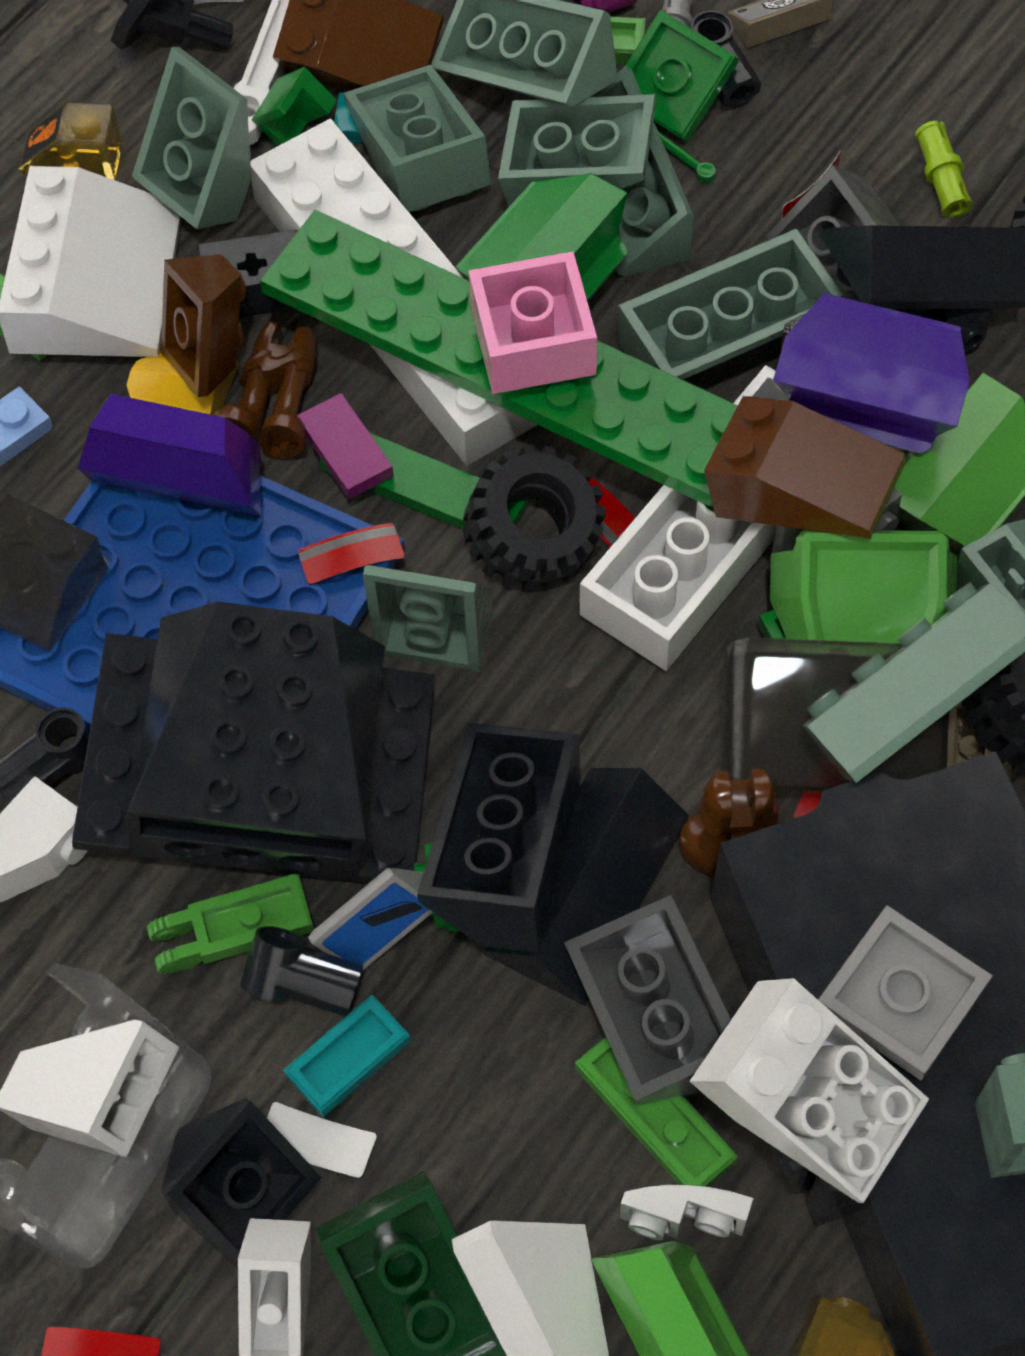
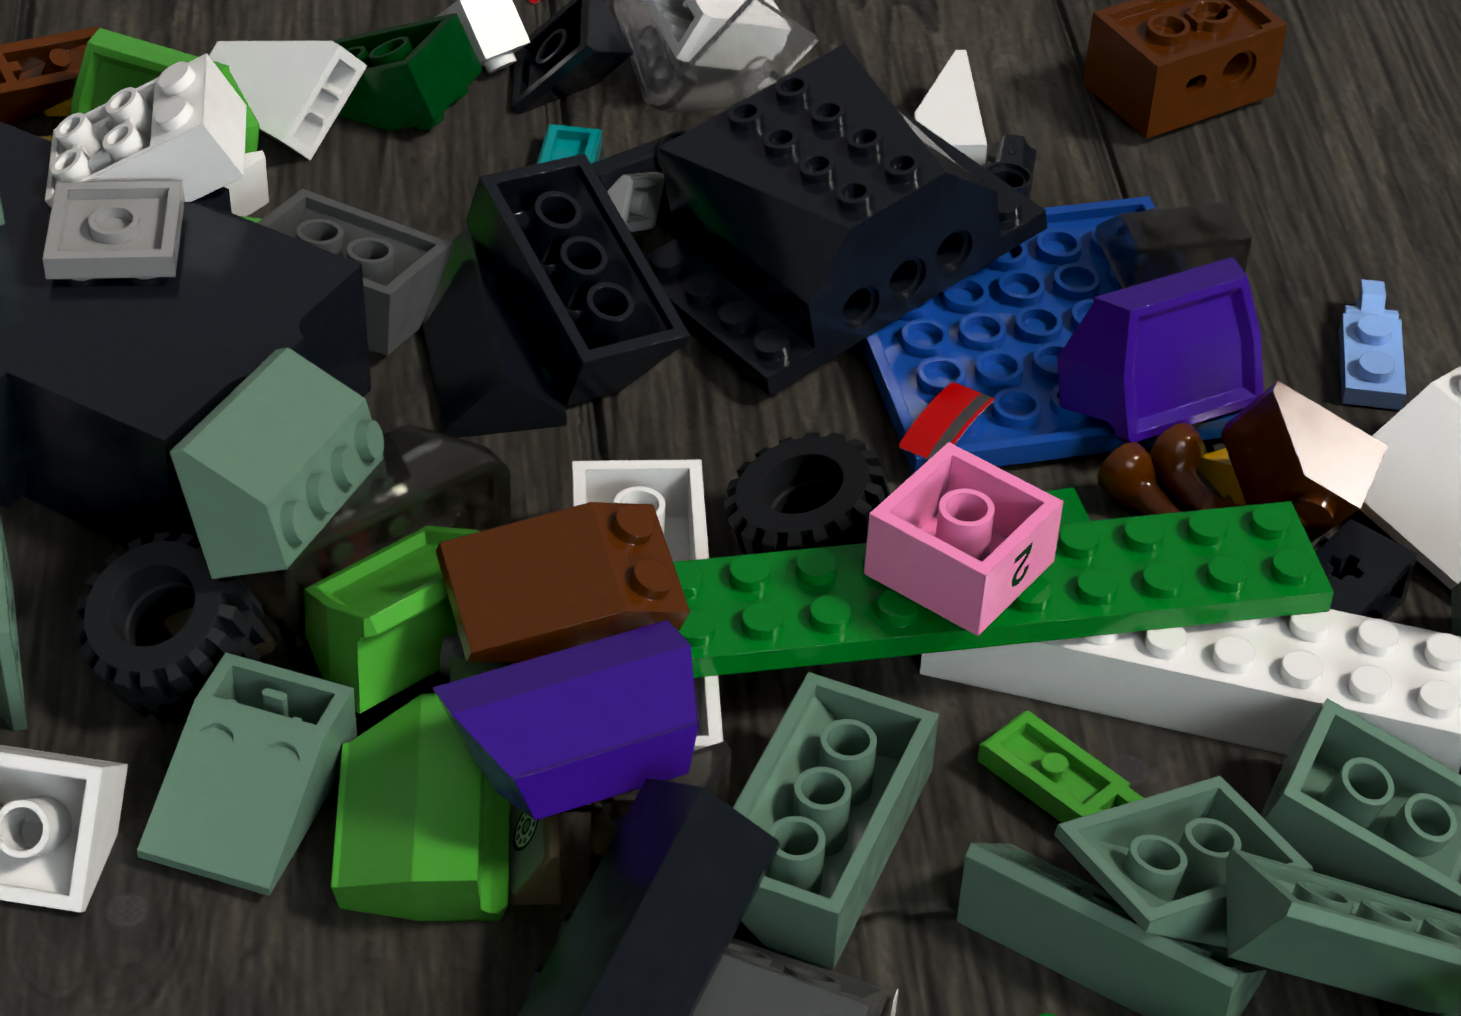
camera: 135 degrees right, 20 degrees down
(324, 1141) = (534, 127): white sticker -> none
(345, 446) = (1083, 493): magenta tile -> none
(428, 617) = (817, 363): sand green slope -> none
(554, 219) = (1073, 722): green helmet -> none
(726, 809) = (381, 357): reddish brown piece -> none

